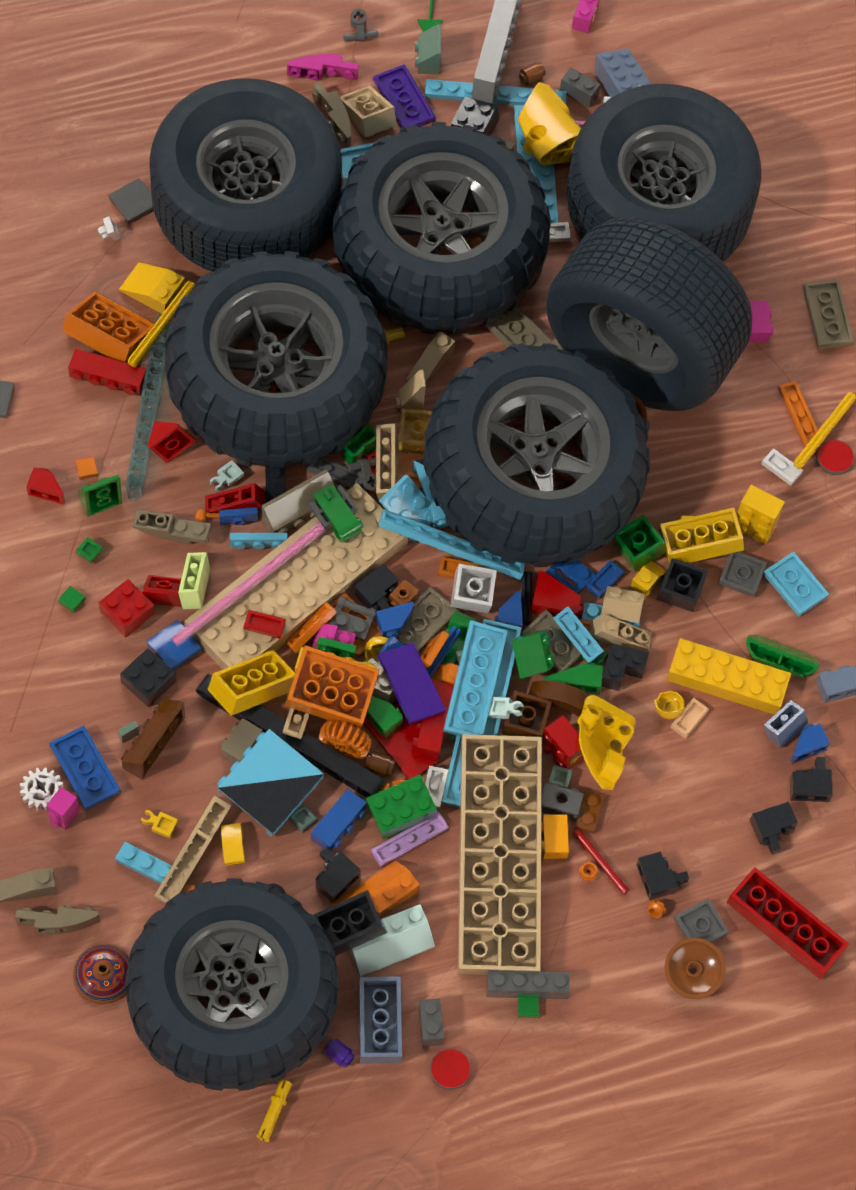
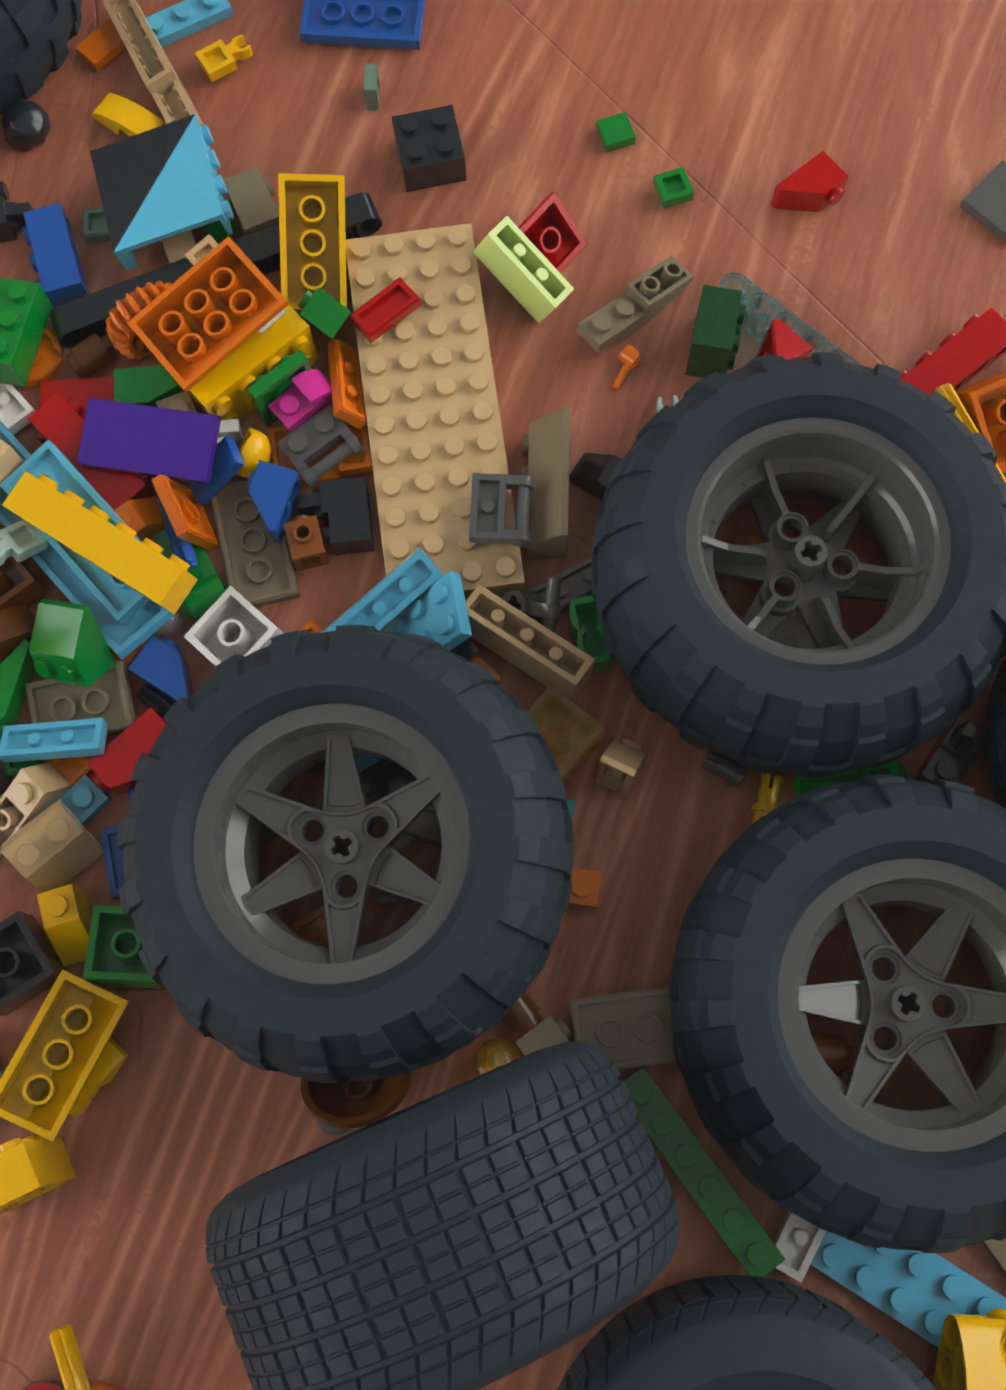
camera: 135 degrees right, 10 degrees up
(86, 468) = (808, 258): orange tile -> none
(101, 495) = (750, 230): green slope -> none
(126, 608) = (549, 169): red brick -> none
(153, 738) = (338, 104): reddish brown slope -> none
(167, 478) = (716, 331): none -> dark green brick
(167, 650) = (456, 203): blue slope -> none
(237, 498) = (618, 413): red slope -> none
(238, 516) = (592, 400): blue plate -> none
(251, 581) = (460, 327): bright pink axle -> none
(256, 540) = (535, 403): medium azure plate -> none
(286, 650) = (323, 312): none -> green brick
(343, 521) = (480, 501): green door -> none
(434, 356) = (673, 848): tan slope -> none
(478, 657) = (101, 542): none -> yellow brick
(566, 247) = (702, 1177): none -> green plate
(781, 467) = (91, 1304): white plate -> none

